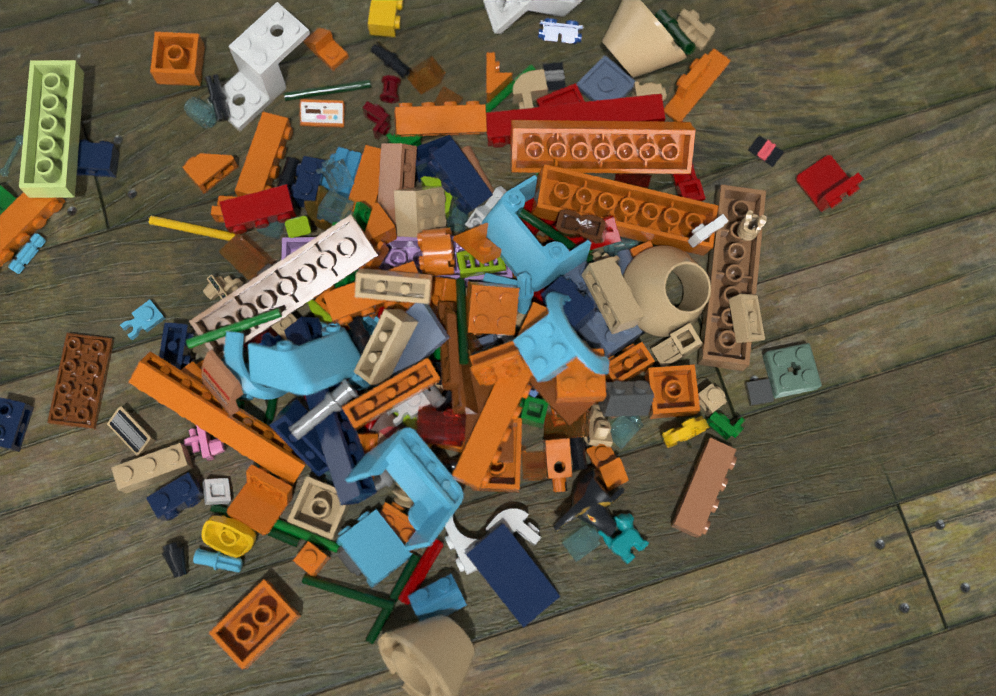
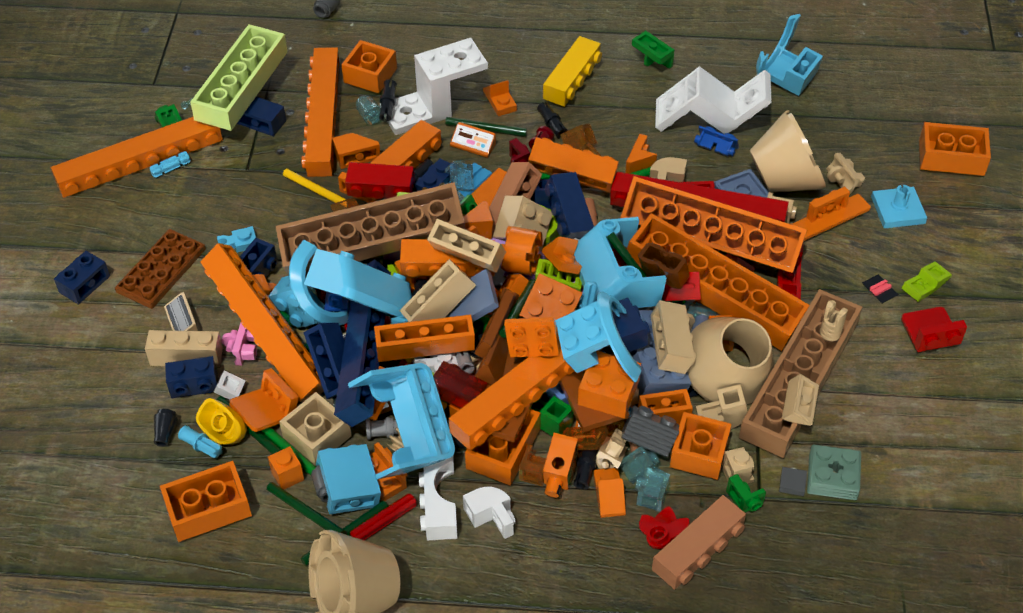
camera: 25 degrees right, 25 degrees down
(153, 131) = (322, 112): none -> orange brick
(221, 382) = (278, 281): nougat slope -> none
(235, 327) = (318, 242): green bar -> none
(332, 402) = (356, 328): light grey pin -> none
(437, 599) = (394, 537): dark azure brick -> none
(512, 574) = (470, 545): dark blue tile -> none
(554, 76) = (696, 173): black piece -> none
(582, 542) = (554, 549): clear light blue bracket -> none
(591, 505) = (575, 512): black piece -> none
(626, 540) = (599, 560): teal animal -> none
(644, 449) = (652, 488): none -> clear light blue brick
(667, 480) = (662, 525): none -> red plate
(675, 31) = (825, 167): dark green pin -> none
(687, 431) = (699, 481): yellow plate -> none
(703, 232) = (786, 315): white plate -> none
(754, 50) = (899, 207): none -> medium azure tile
(805, 129) = (927, 281): none -> lime slope

